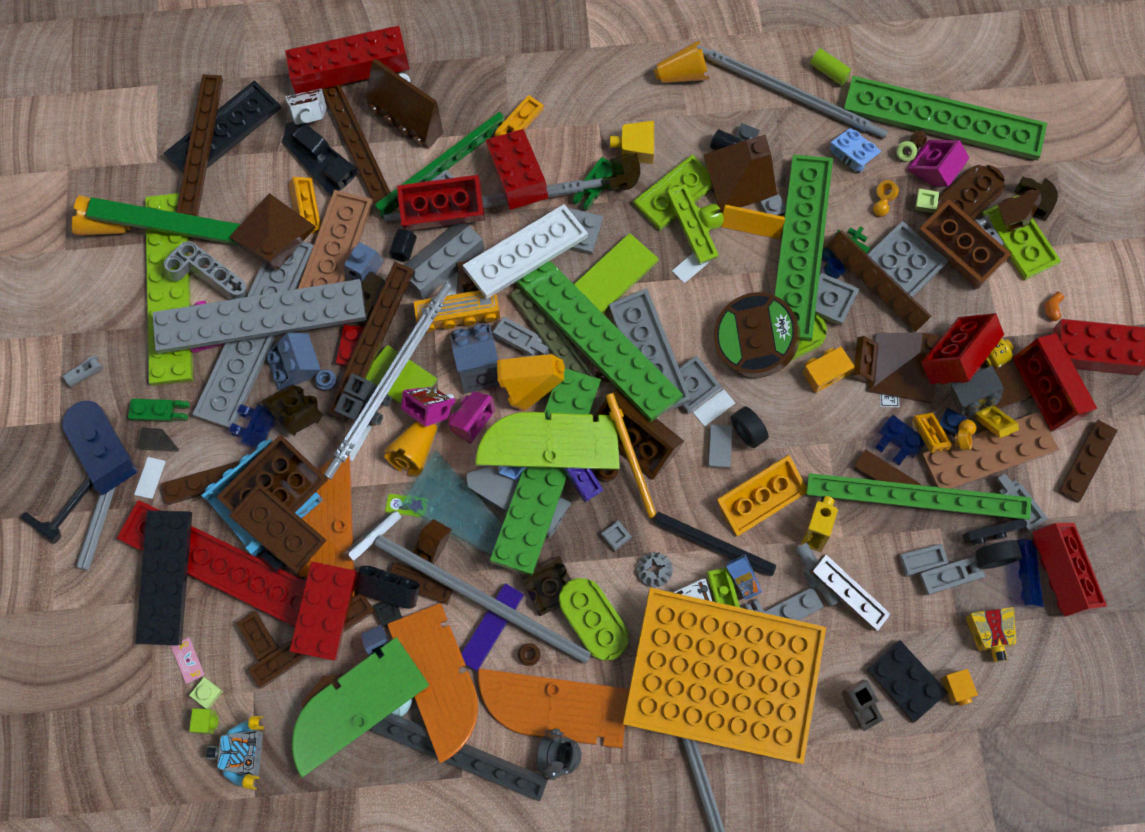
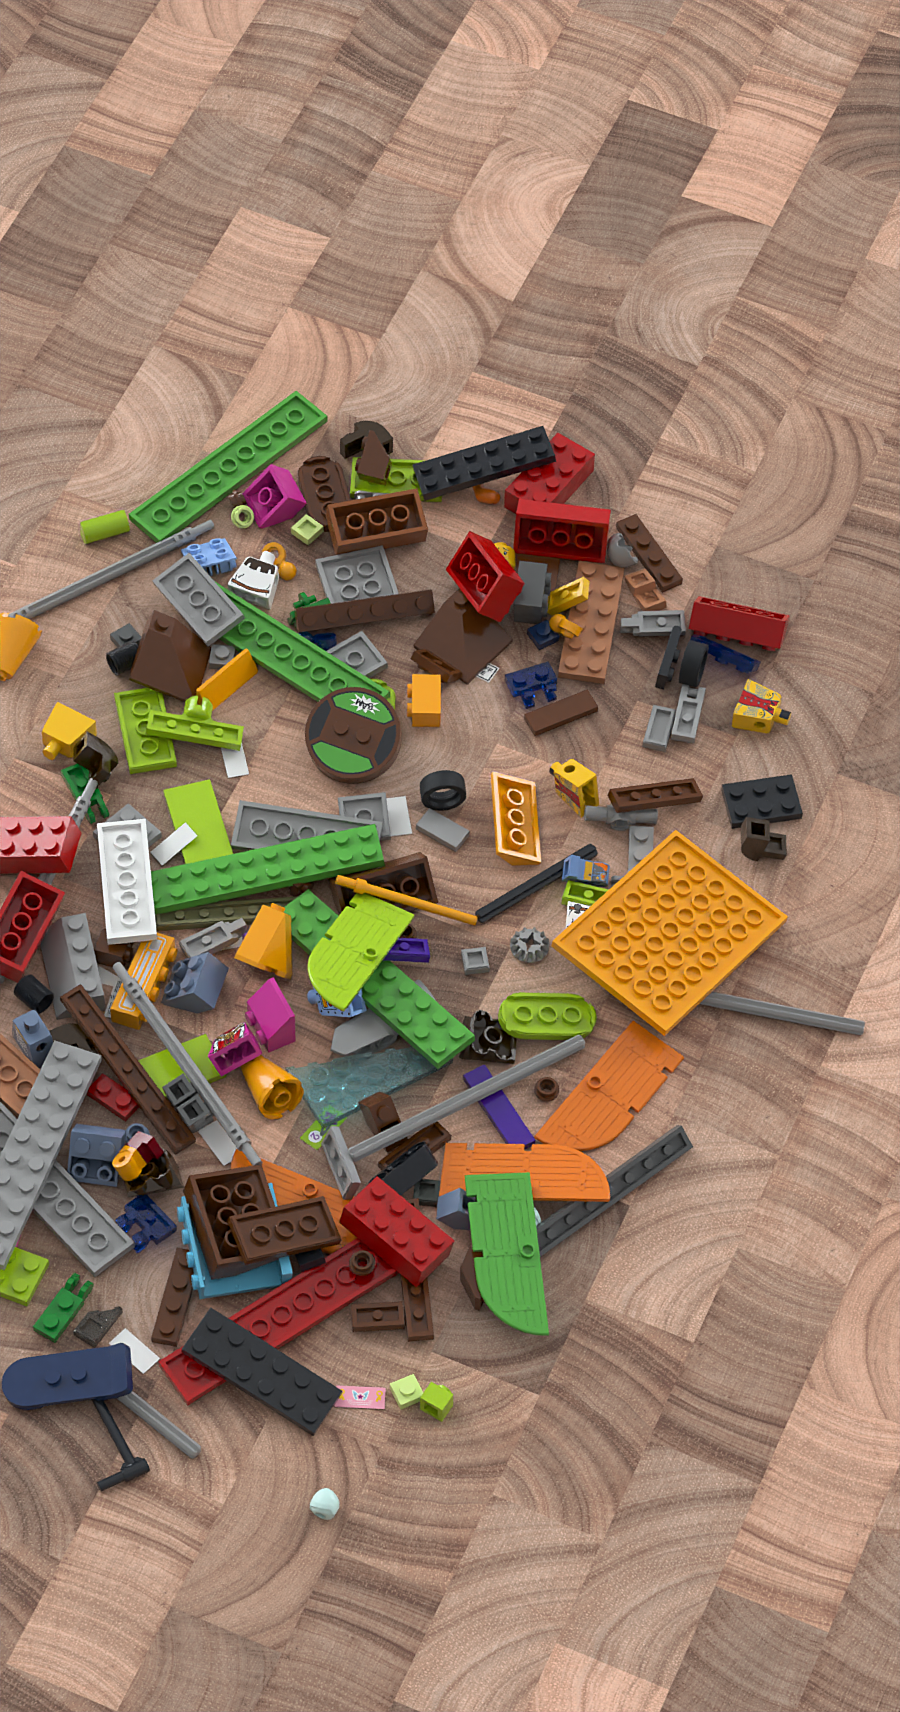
camera: 65 degrees left, 15 degrees down
(76, 685) = (325, 1504): none -> light aqua piece
(240, 753) = (490, 1380): torso -> none
(280, 600) = (363, 1256): none -> reddish brown plate
(297, 387) = (136, 1155): none -> leg
(479, 378) = (234, 992): dark grey plate -> none
(557, 755) = (659, 1105): dark grey helmet -> none
(587, 265) = (173, 844): none -> white sticker
(805, 161) = (198, 599): none -> light grey plate
(854, 191) = (256, 580): none -> white torso
(919, 496) = (597, 696): bright green plate -> none
(928, 432) = (544, 652): light orange tile -> none
(959, 687) = (793, 761): light orange brick -> none
(1047, 478) = (644, 591): none -> nougat slope
(1070, 437) = (619, 552): none -> light grey hair
(1077, 290) = (484, 463): none -> black plate

